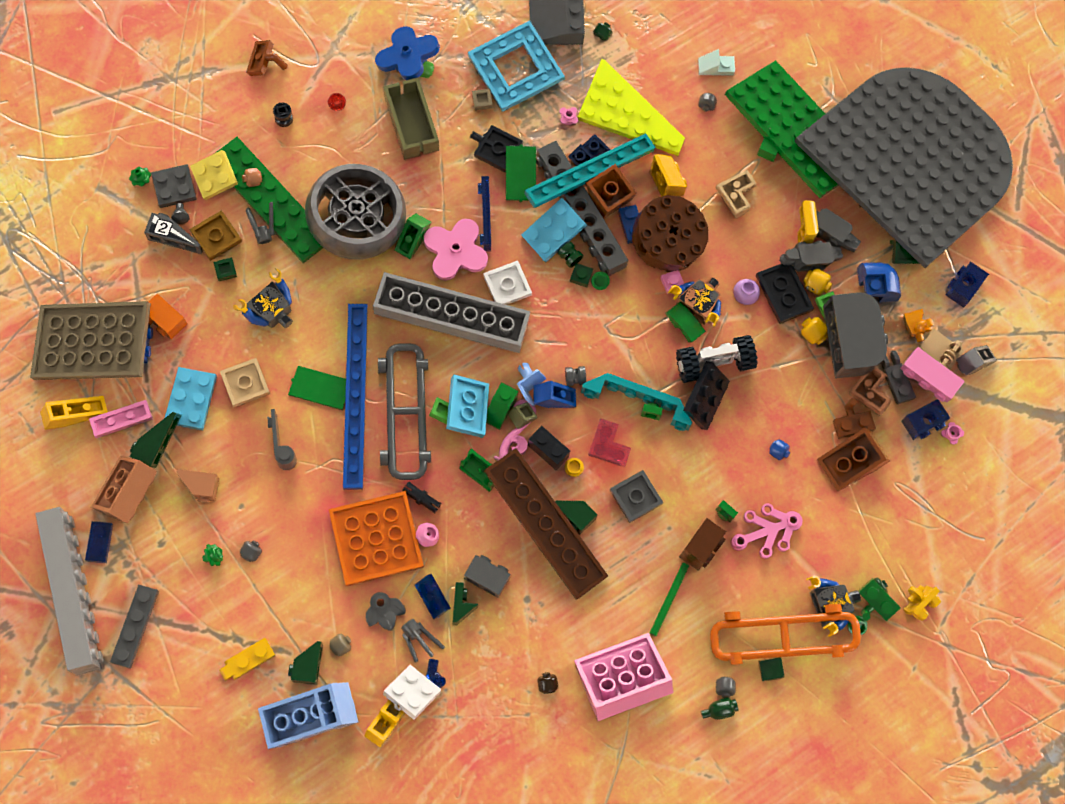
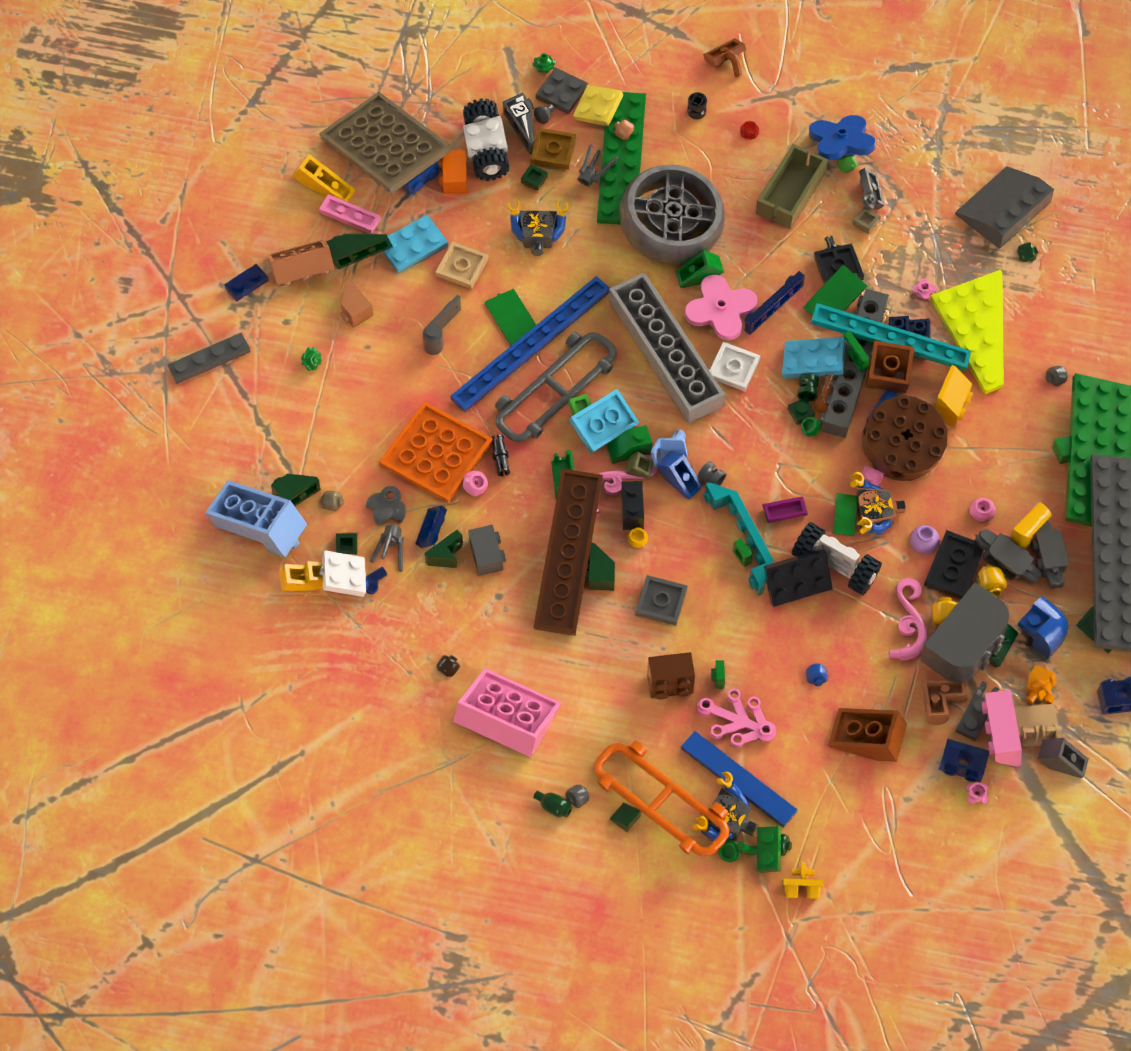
camera: 55 degrees right, 10 degrees down
(69, 592) = (190, 292): light grey brick -> none
(162, 272) = (485, 139): none -> plate
(247, 660) = (258, 450): yellow hinge -> none
(250, 551) = (340, 381): dark grey piece -> none
(385, 665) = (347, 543): none -> dark green slope
(468, 78) = (872, 190): none -> dark grey hinge
(525, 36) = (939, 245): medium azure plate -> none
(583, 201) = (856, 352): none -> green tile
(589, 258) = (820, 403): none -> clear orange bar
(605, 448) = (677, 545): clear pink plate -> none
(644, 355) = (785, 509): none -> magenta tile
(669, 599) = (604, 695): green bar -> none
(716, 65) = (1094, 352): light aqua slope -> none
(732, 190) = (995, 455): tan brick -> none
(759, 242) = (982, 515): none -> bright pink plate
(796, 363) = (913, 618): none -> bright pink plant
(800, 570) = (751, 787): none -> blue tile
(853, 422) = (910, 713): dark orange plate -> none

